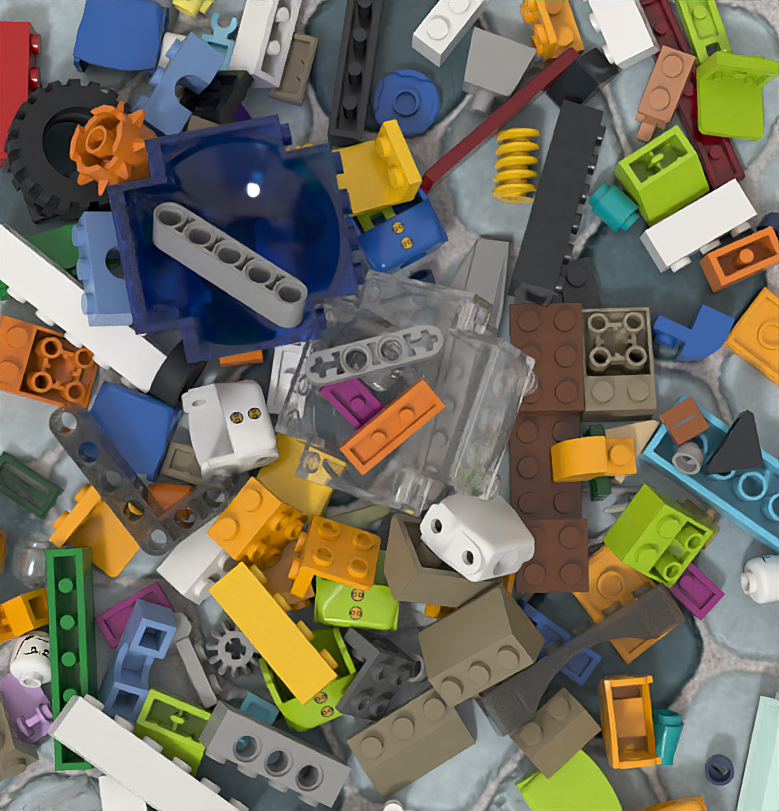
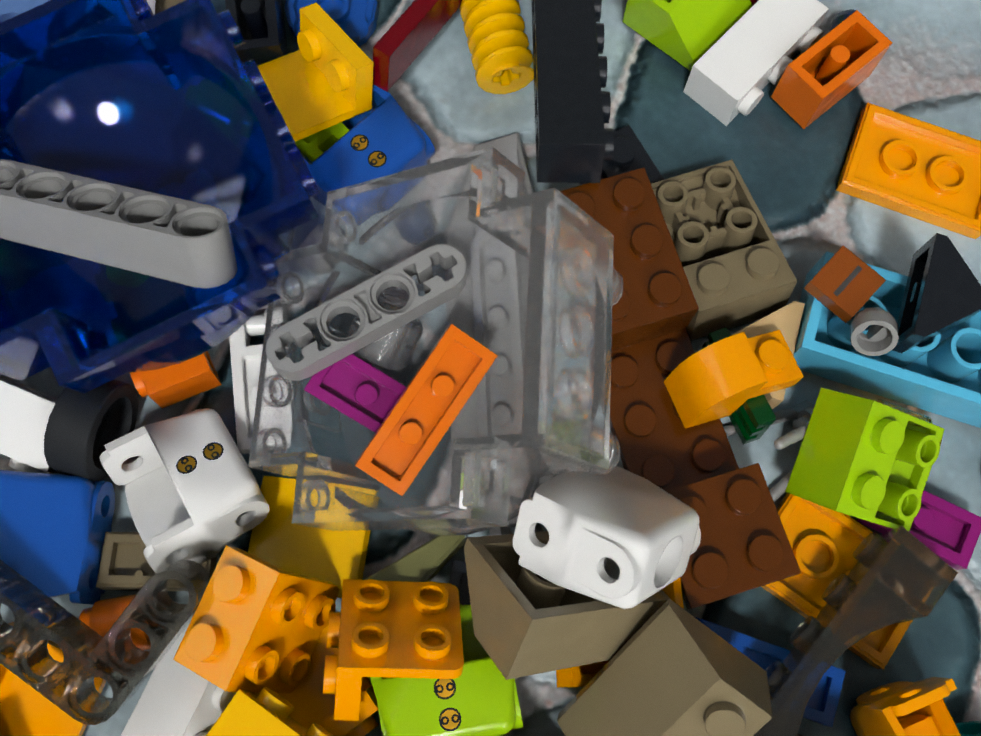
camera: 15 degrees left, 10 degrees down
(613, 207) = (640, 56): teal brick -> none
(698, 341) = (809, 184): blue brick -> none

